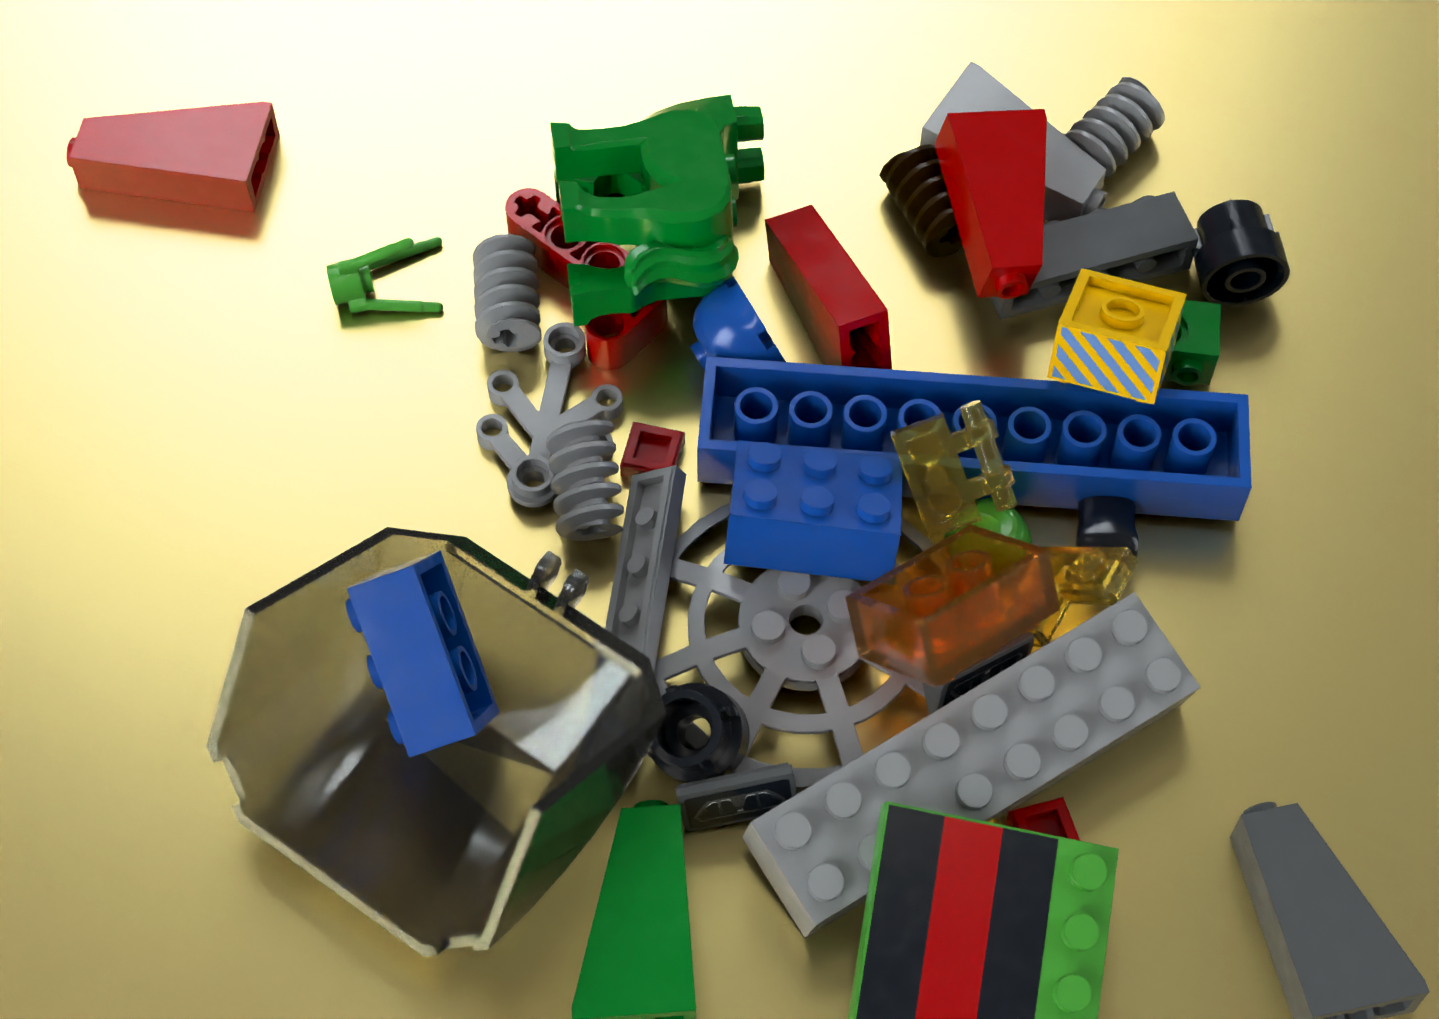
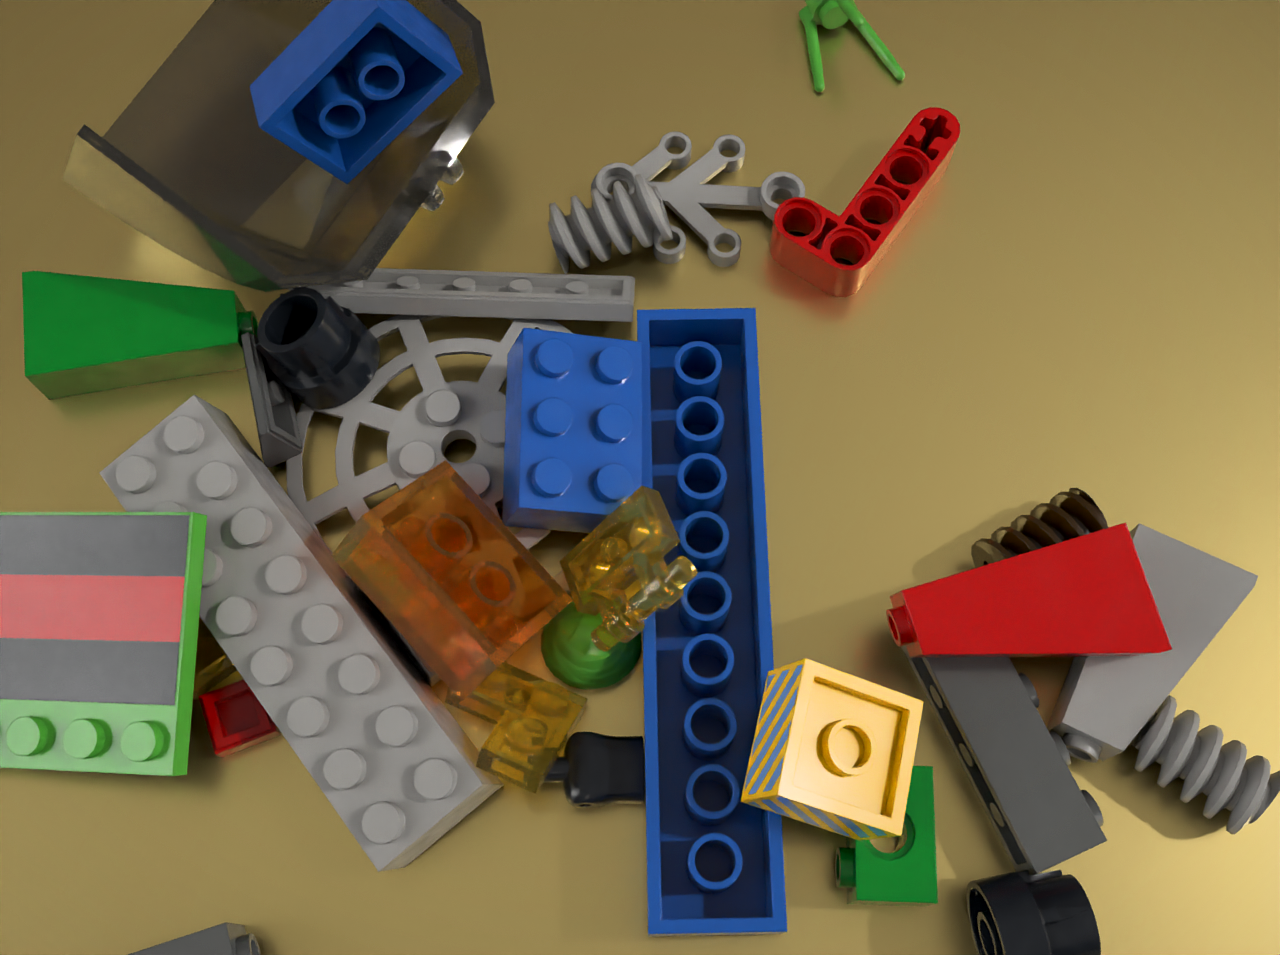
camera: 85 degrees right, 10 degrees up
(506, 293) = (831, 128): light grey piece -> none
(651, 449) = (667, 288): red tile -> none
(678, 202) = (988, 265): green piece -> none
(730, 327) = (811, 352): blue cylinder -> none
(828, 291) = (872, 442): red slope -> none

